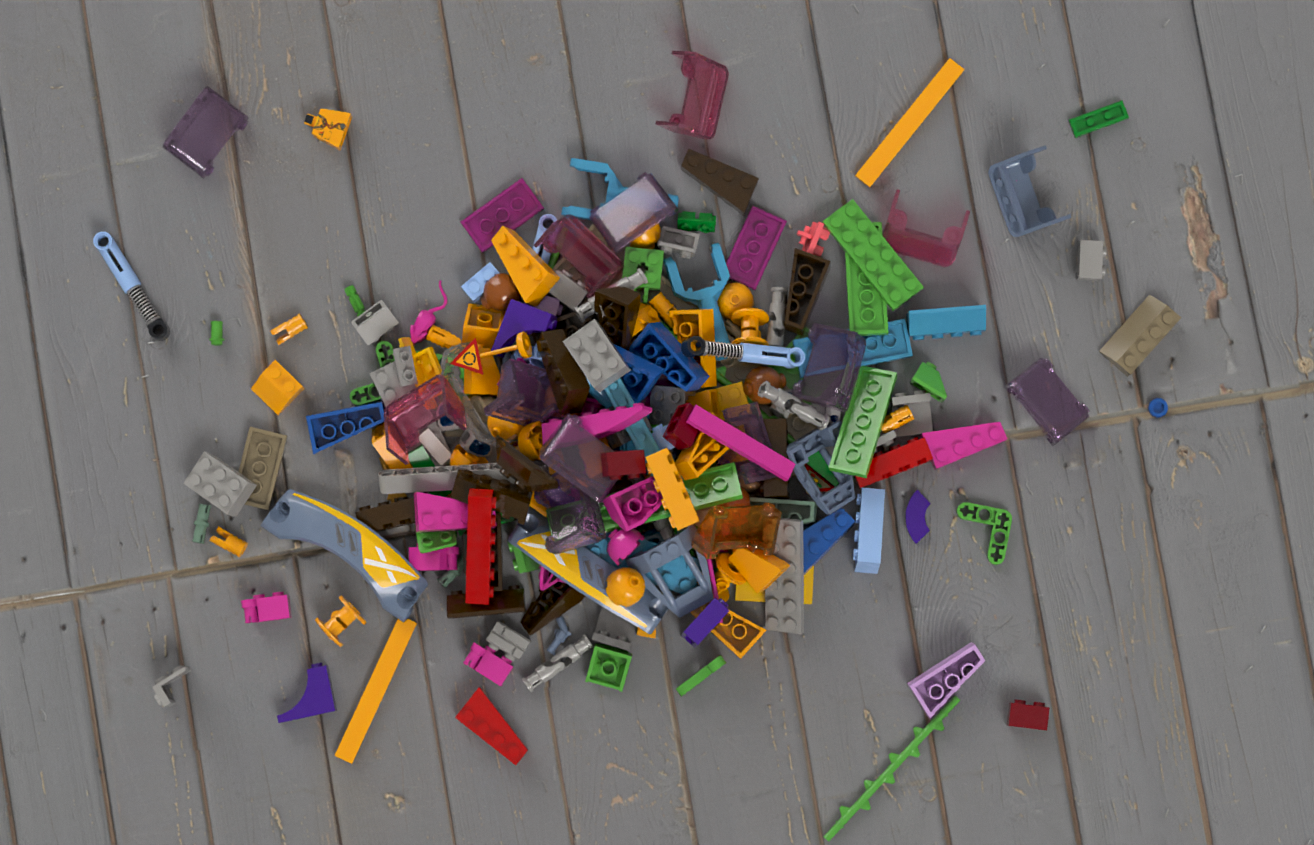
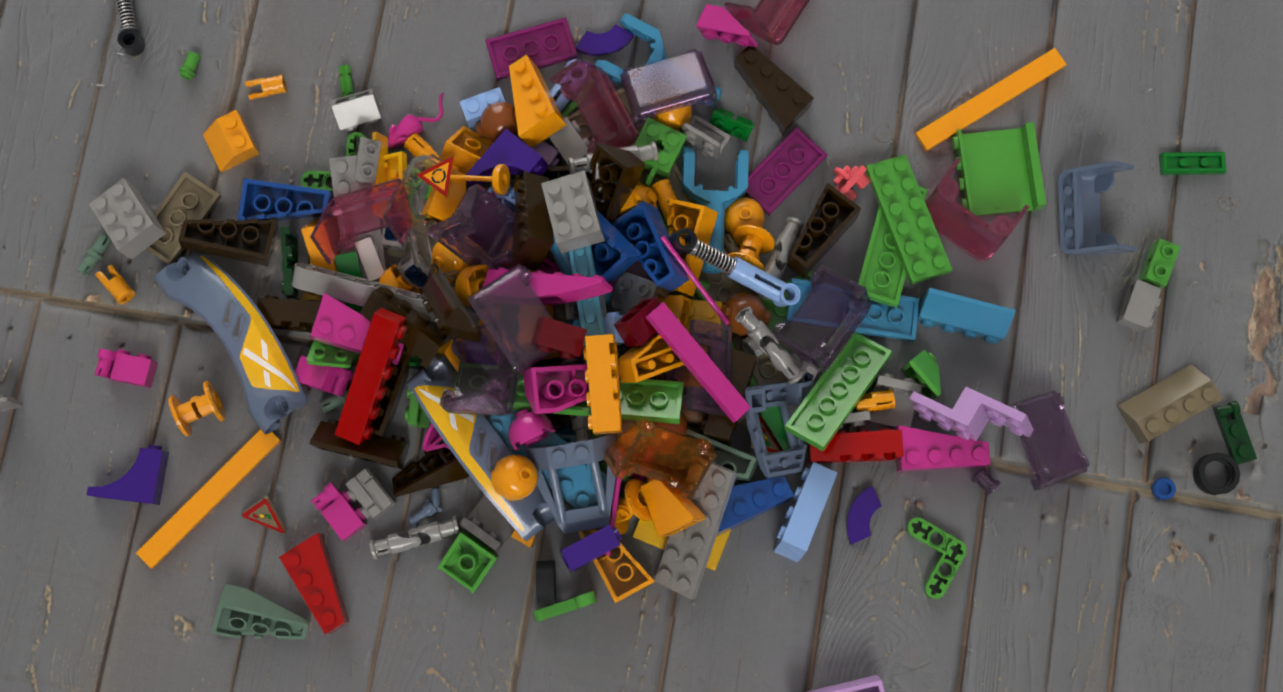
camera: 15 degrees right, 5 degrees down
(315, 470) = (233, 239): none -> dark brown wedge
(368, 474) = (289, 246): none -> dark green wing
(428, 688) = (265, 514): none -> piece
(448, 771) = (248, 613): none -> sand green wedge
(563, 188) = (604, 43): none -> dark purple tile
(656, 139) = (721, 25): none -> dark pink slope
(678, 661) = (546, 581): none -> black tyre
(714, 374) = (672, 250): none -> dark pink axle
(936, 184) = (999, 170): none -> bright green panel
(977, 405) = (971, 414): none -> lavender bracket
(1009, 453) = (985, 481): none -> clear purple bush
(1095, 219) = (1159, 263): none -> bright green brick
(1203, 341) = (1235, 433): none -> dark green plate
(1211, 380) = (1232, 469): none -> black tyre

